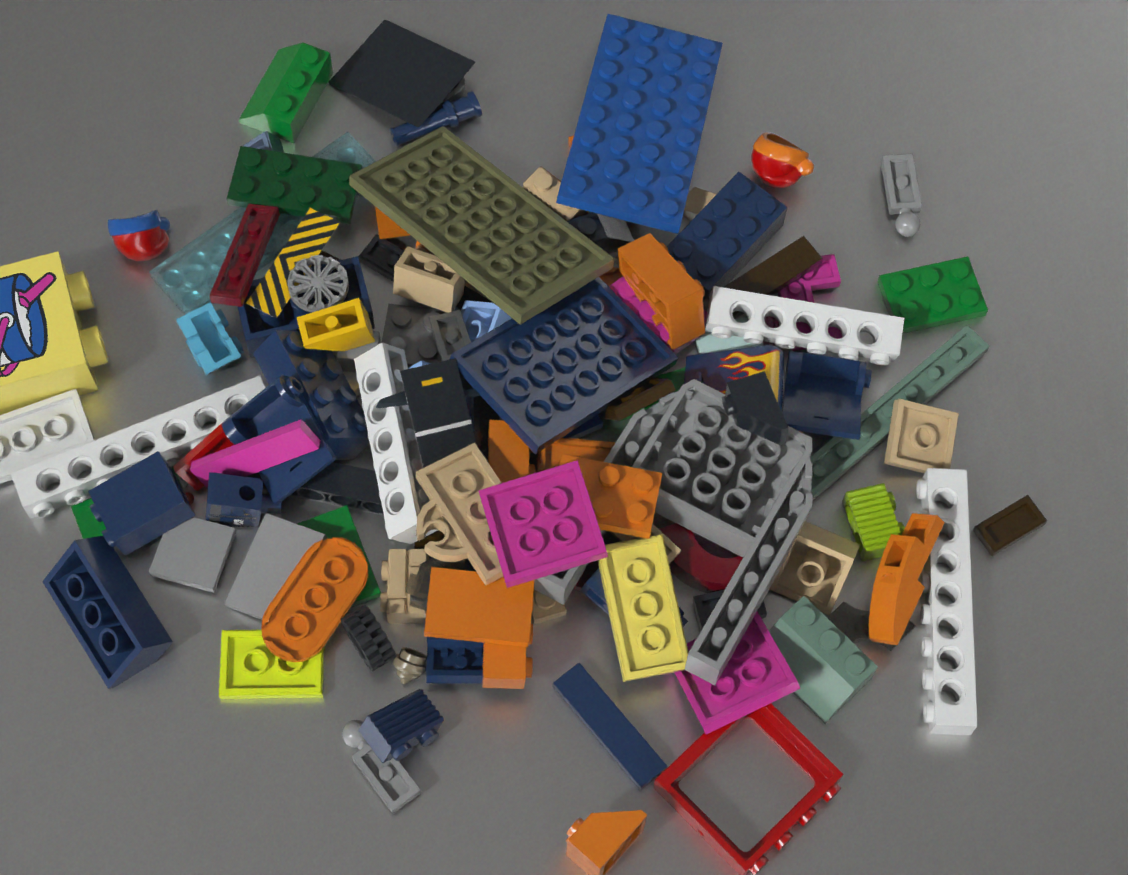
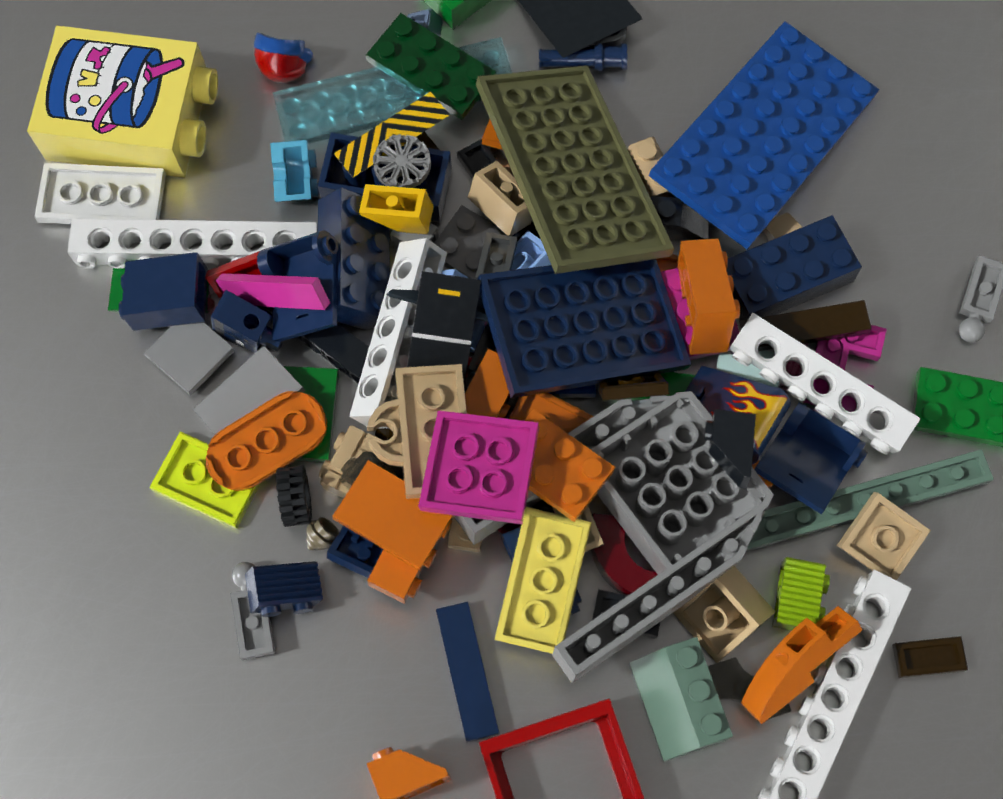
camera: 30 degrees right, 5 degrees up
(106, 610) = (95, 371): dark blue slope -> none
(244, 255) = (354, 110): dark red tile -> none
(750, 681) = (605, 695): dark pink plate -> none
(779, 161) = (877, 220): piece -> none

